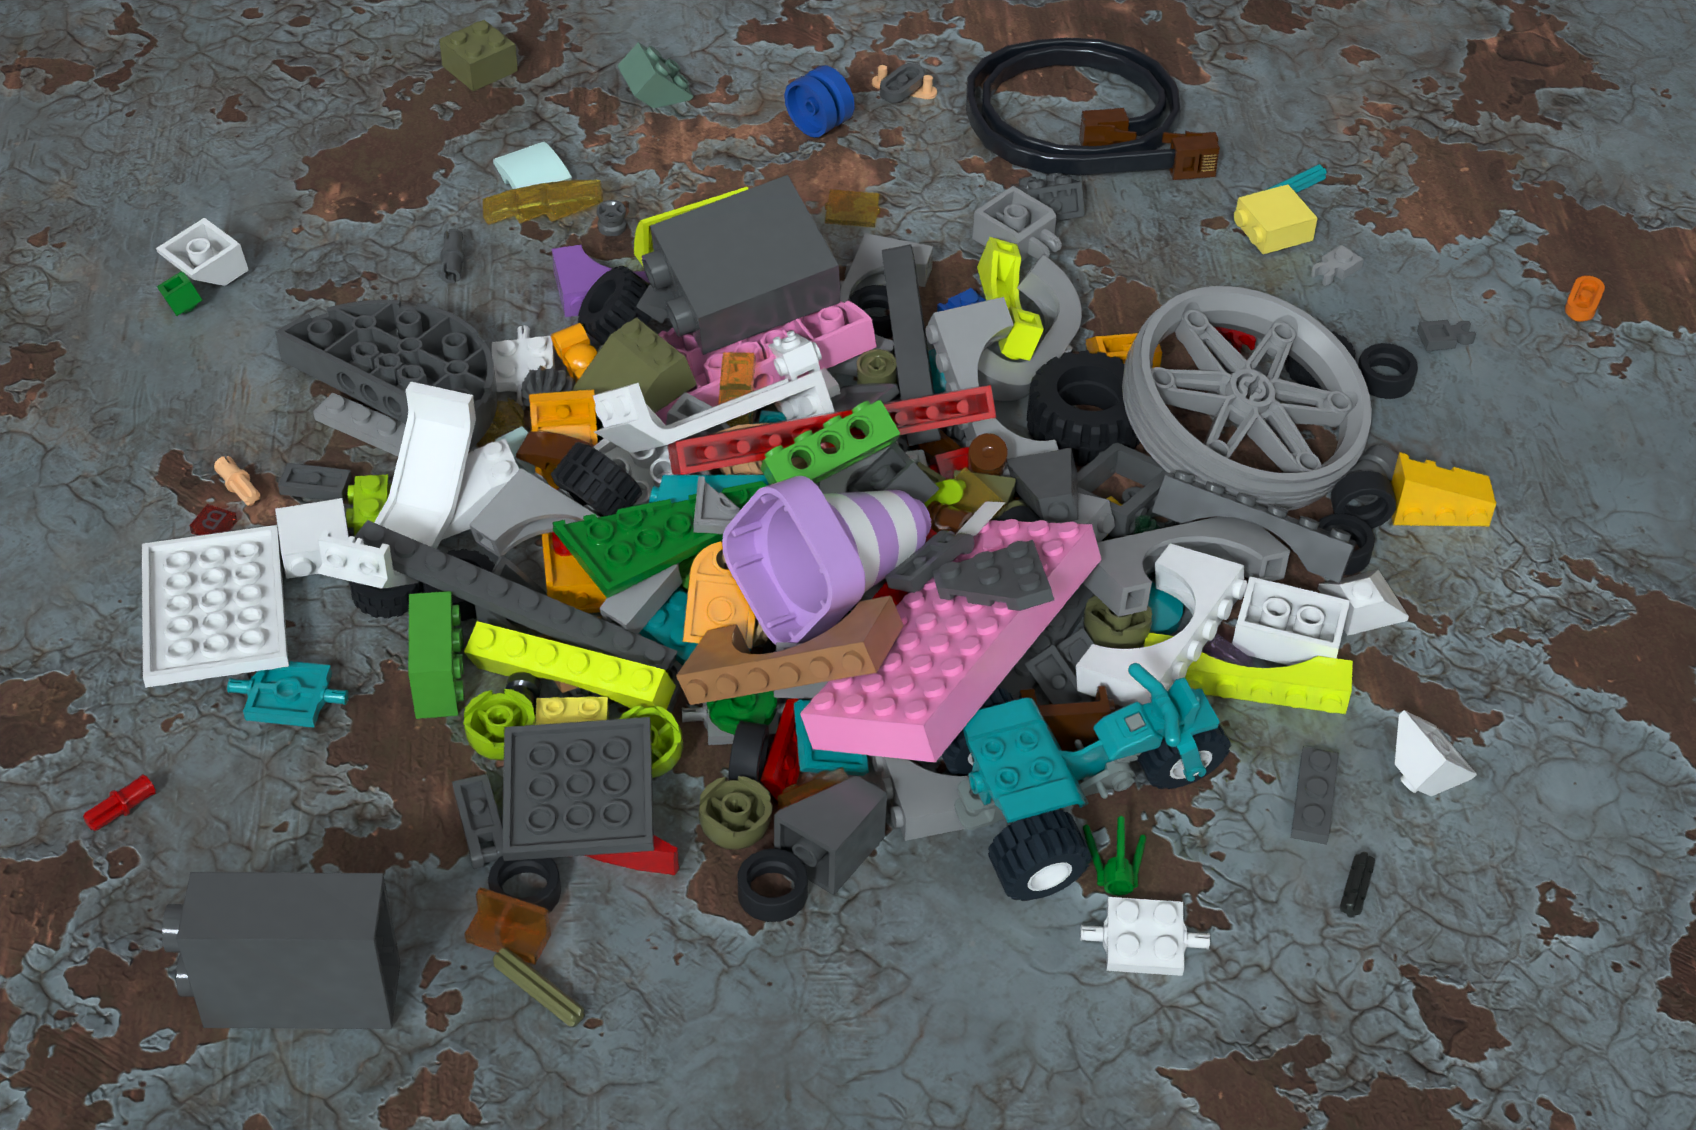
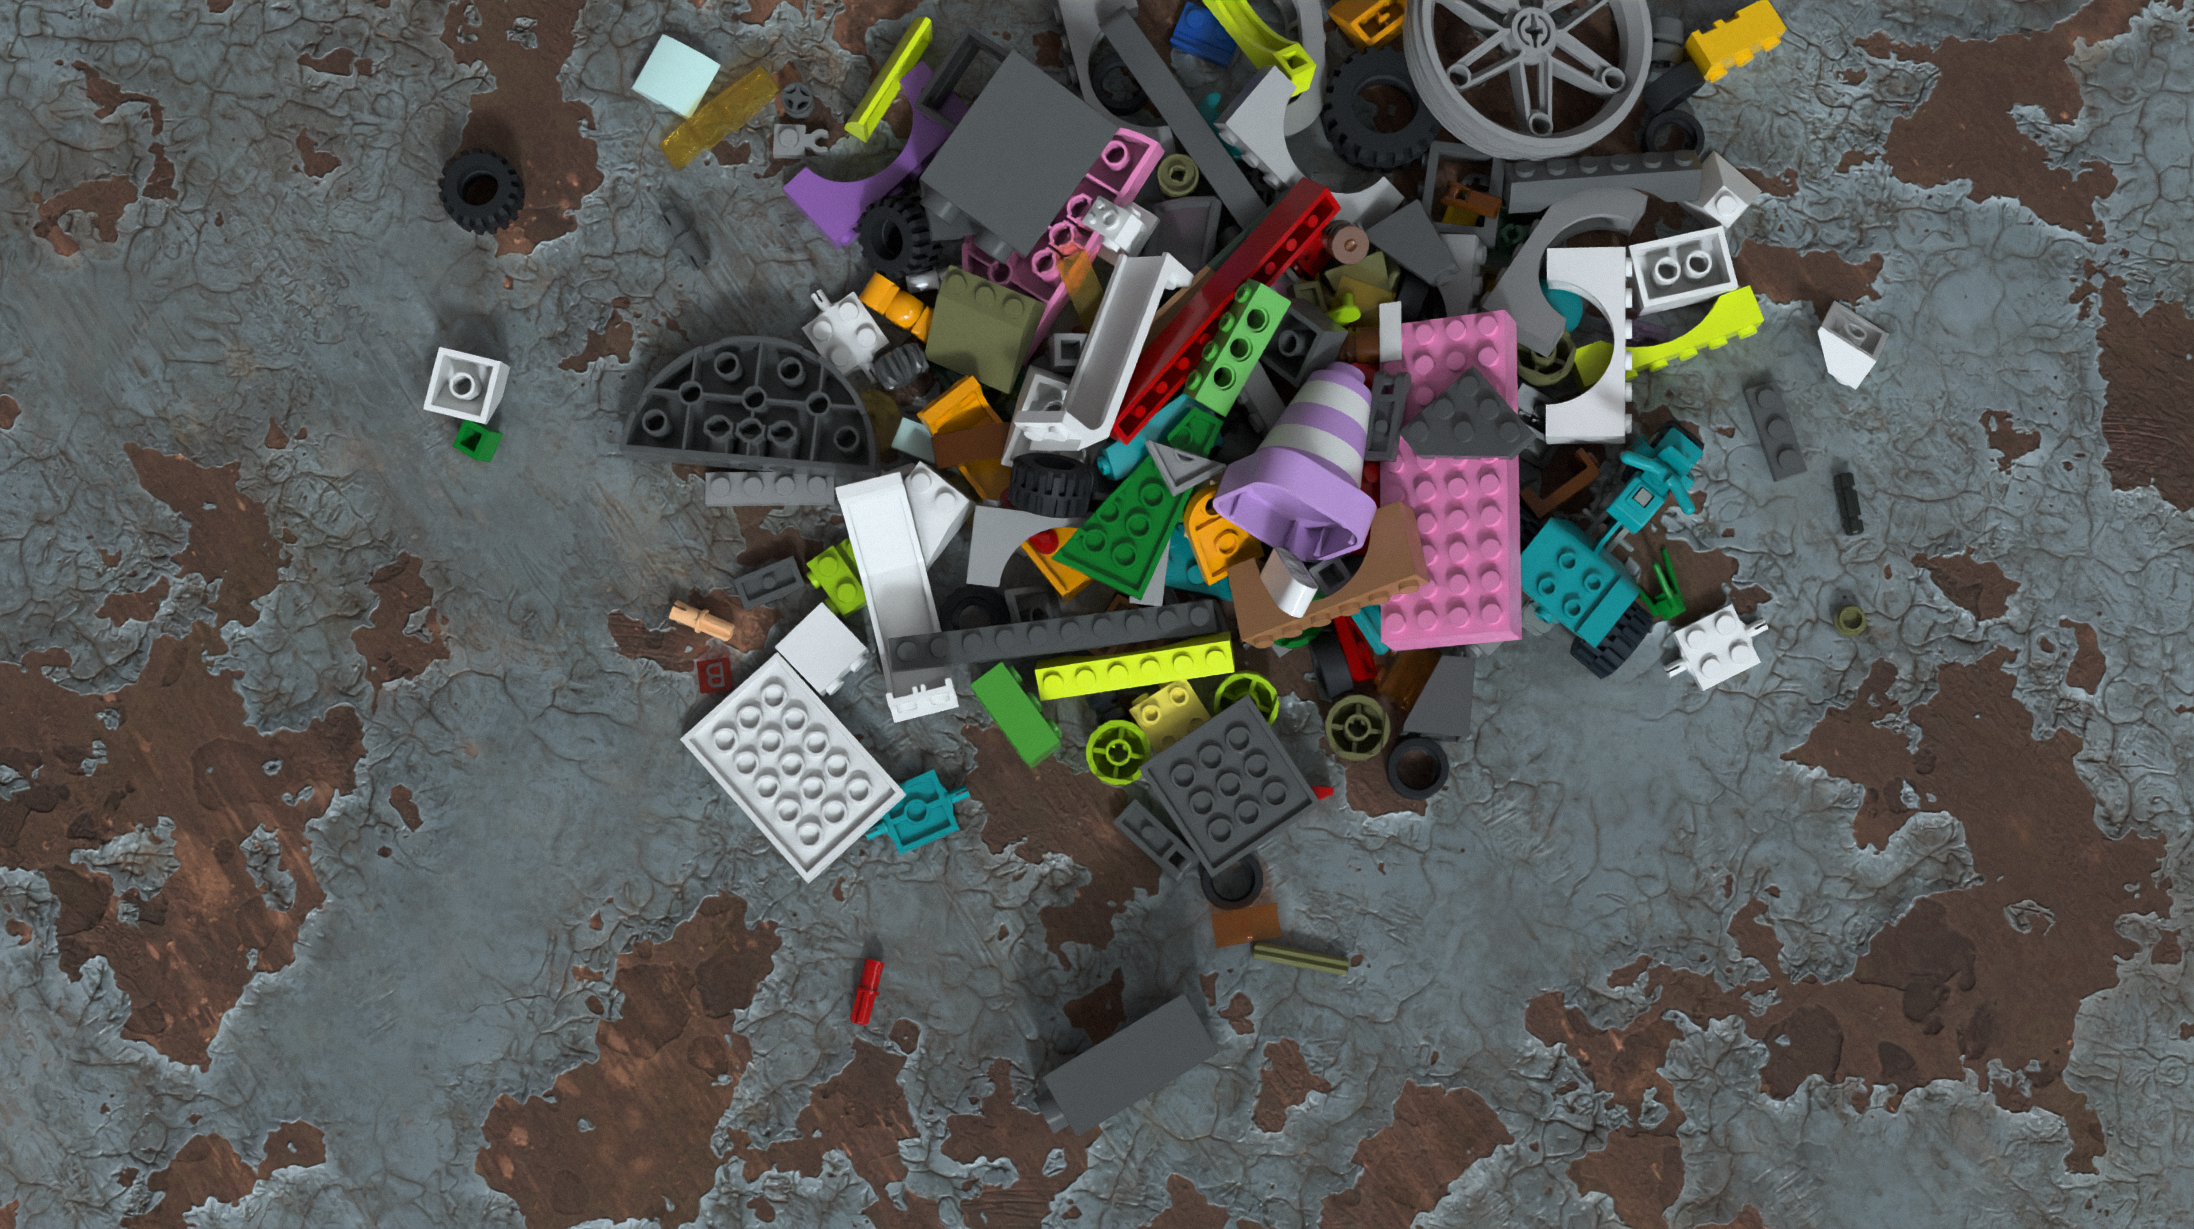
camera: 25 degrees left, 35 degrees up
(327, 164) = (467, 171): none -> black tyre
(592, 242) = (793, 141): none -> light grey plate
(746, 626) = (1288, 582): none -> white beam
(1123, 482) = (1475, 202): none -> reddish brown bar
(1302, 980) = (1849, 620): none -> olive plate

